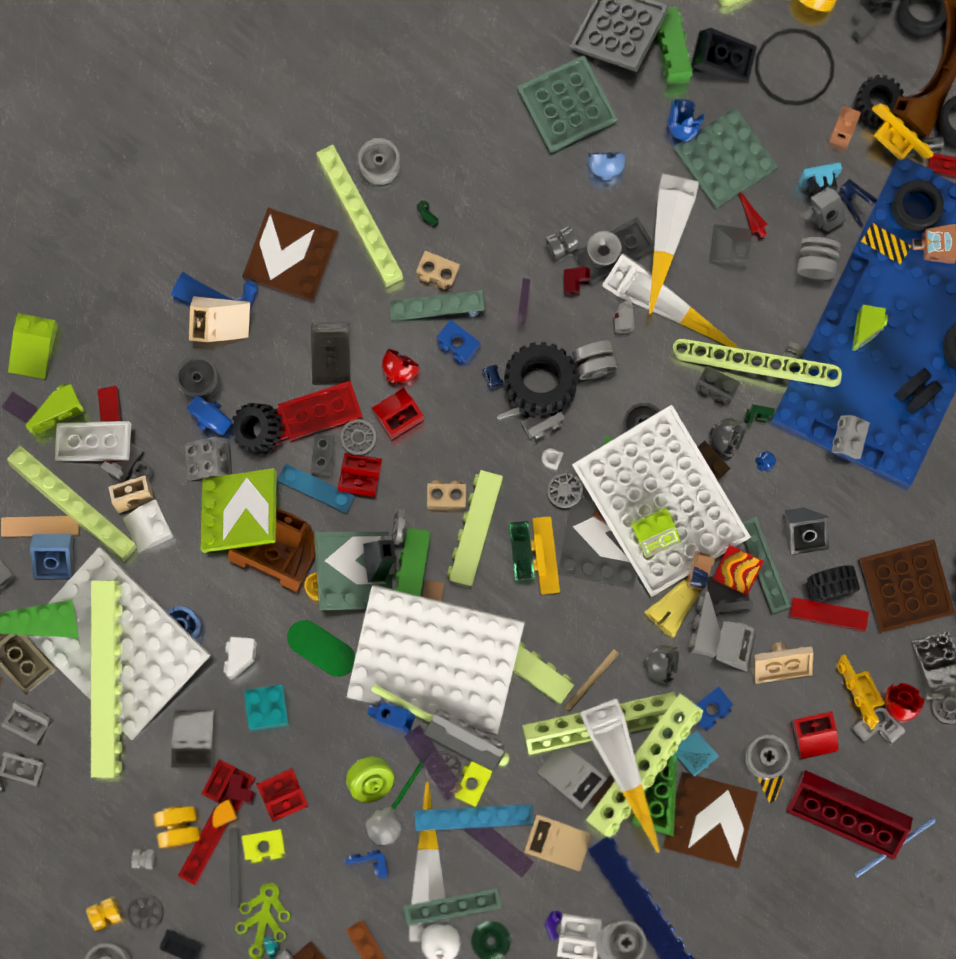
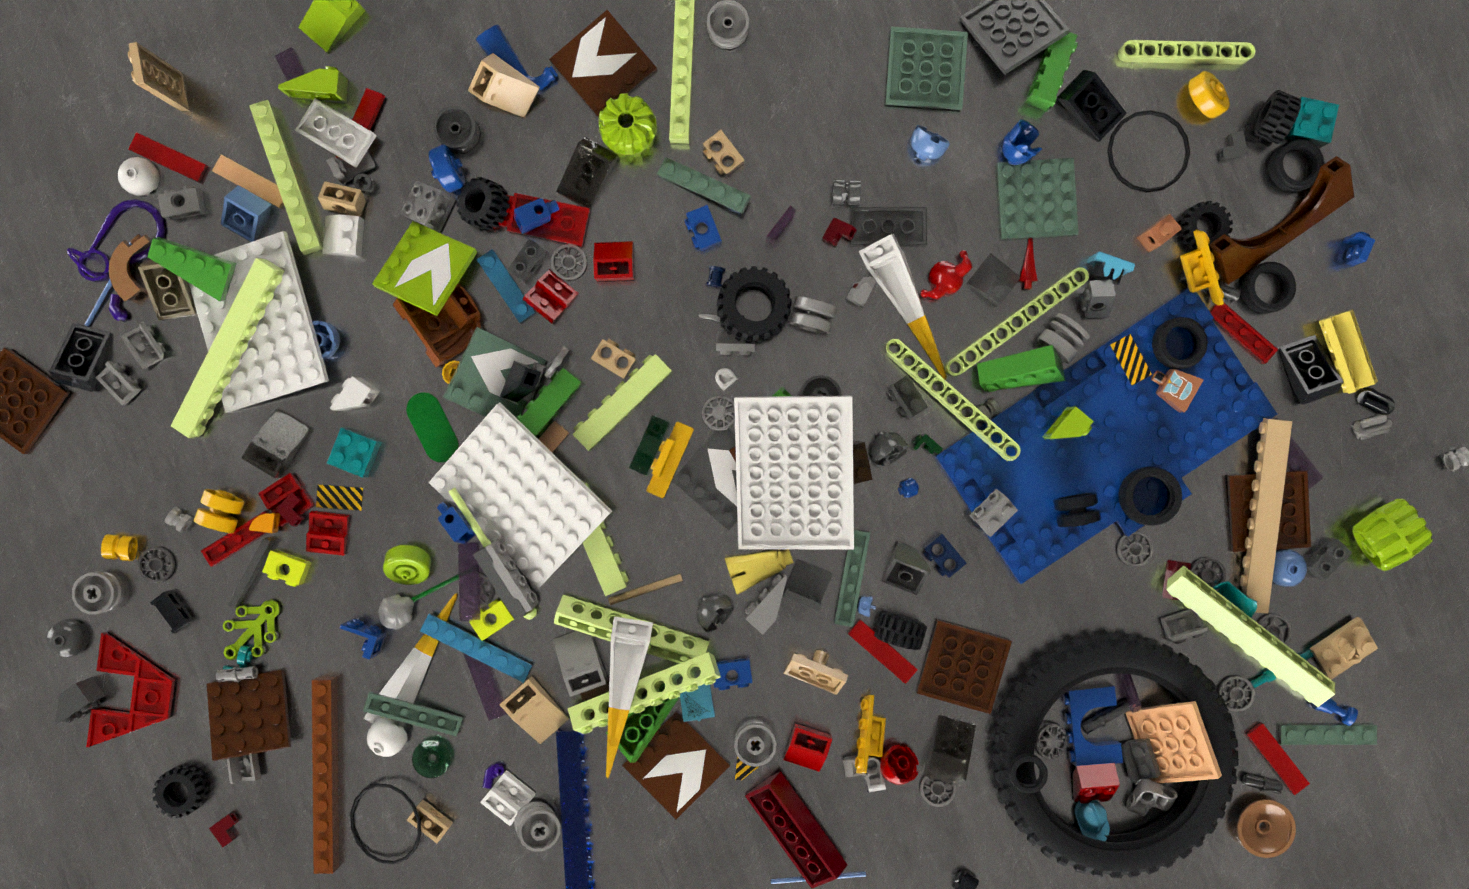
camera: 30 degrees right, 10 degrees up
(274, 757) = (339, 497): none -> sticker
(307, 411) = (529, 220): none -> blue torso
(344, 291) = (623, 113): none -> lime wheel
(399, 367) = (638, 221): red cylinder -> none
(425, 214) = (742, 88): dark green arm -> none
(607, 239) = (887, 212): light grey piece -> none
(655, 532) = (772, 497): lime slope -> none
(673, 208) = (964, 217): white plate -> none
(690, 264) = (947, 277): none -> red piece
(700, 570) = (792, 552): leg -> none
(736, 645) = (782, 636): light grey slope -> none
(738, 570) = (826, 570): slope -> none
(774, 260) = (1024, 317): none -> yellowish green beam
(790, 582) = (865, 605): none -> medium blue piece
(800, 304) = (1021, 369): none -> bright green wedge
(832, 494) = (947, 552): none -> dark blue brick
(850, 190) = (1130, 292): dark blue plant -> none

